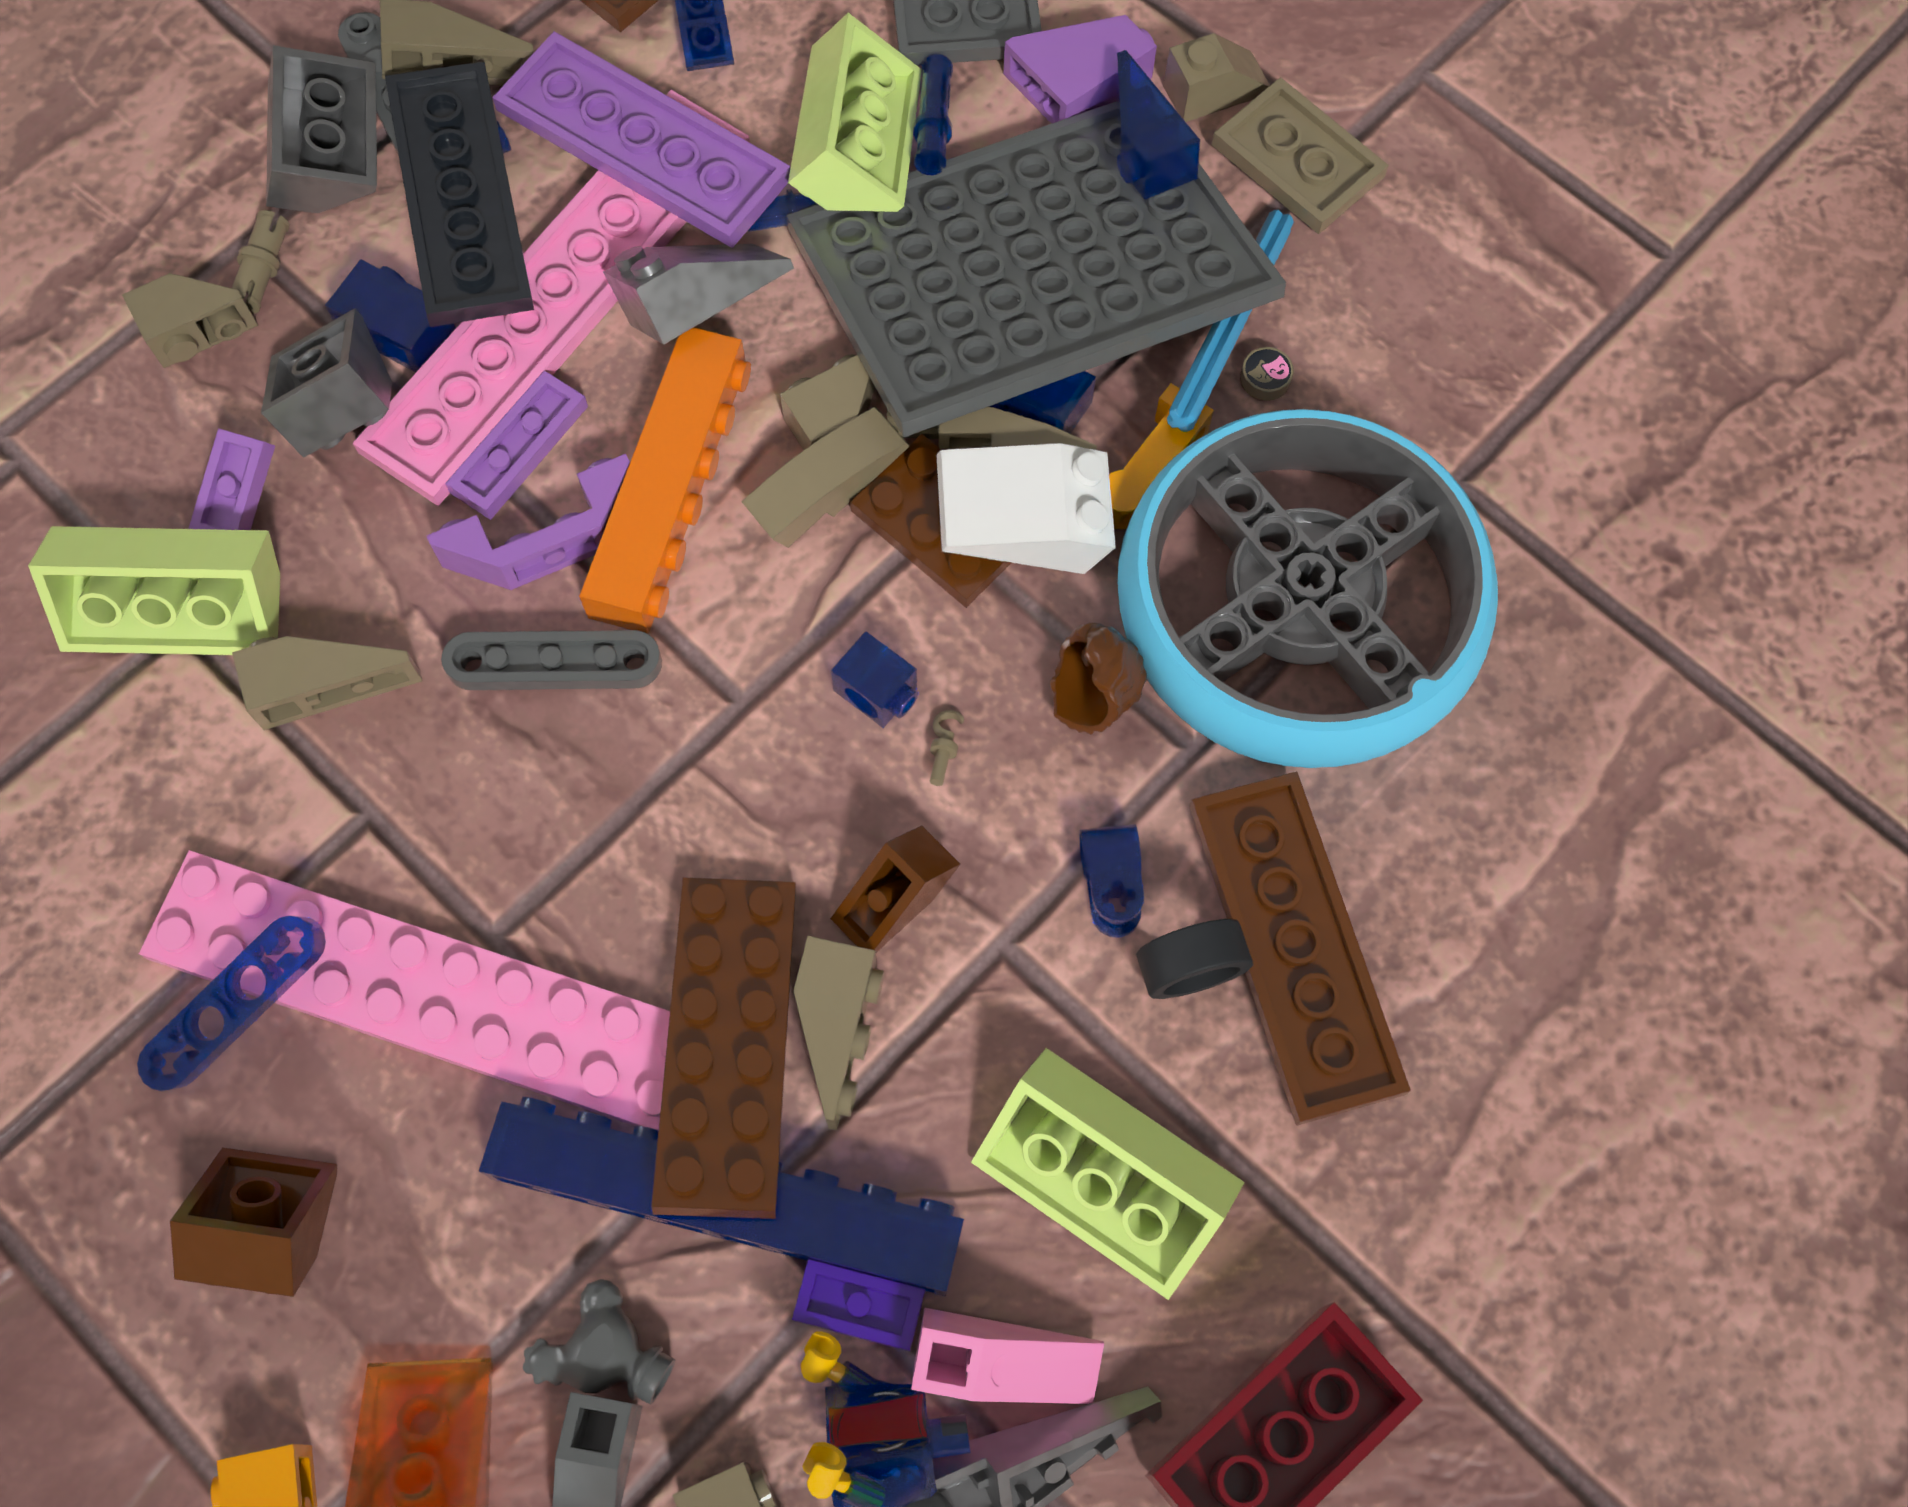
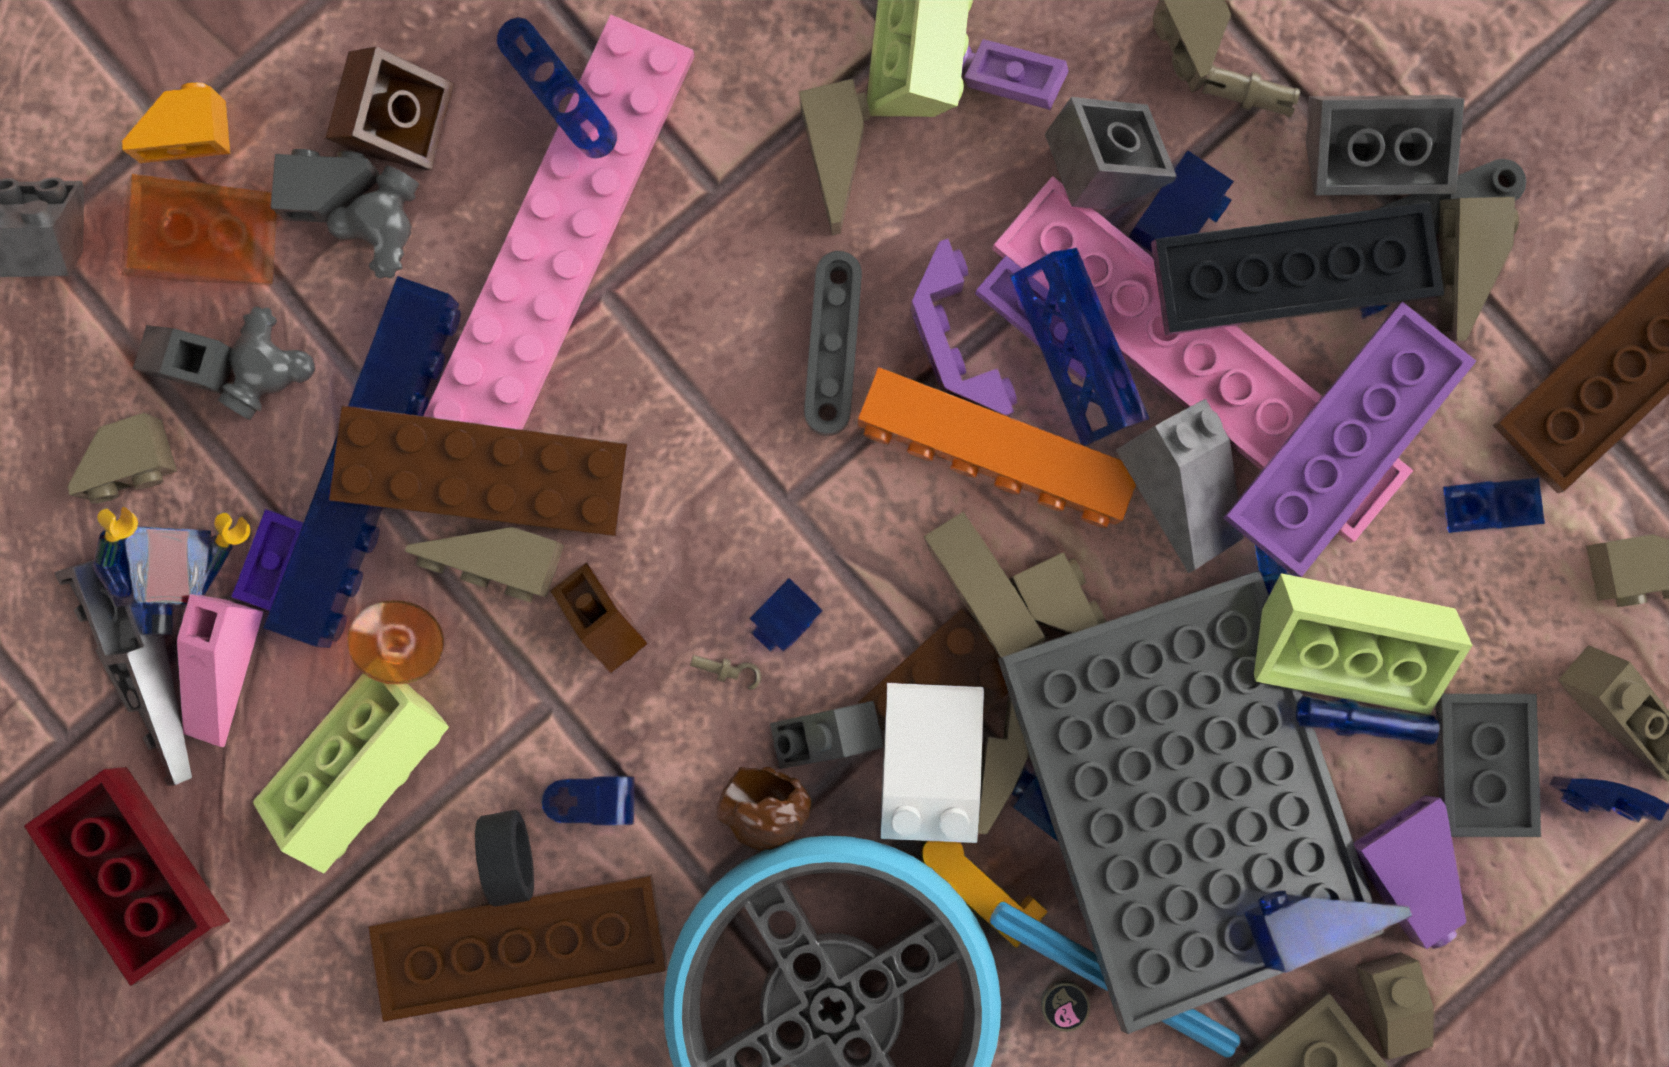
camera: 100 degrees right, 15 degrees up
(358, 1303) = (313, 185): none -> dark grey slope
(404, 1216) = (379, 220): none -> dark grey animal
(544, 377) = (1093, 341): none -> clear blue fence
(933, 1118) = (396, 625): none -> clear orange dish
(1008, 627) = (826, 735): none -> dark grey slope

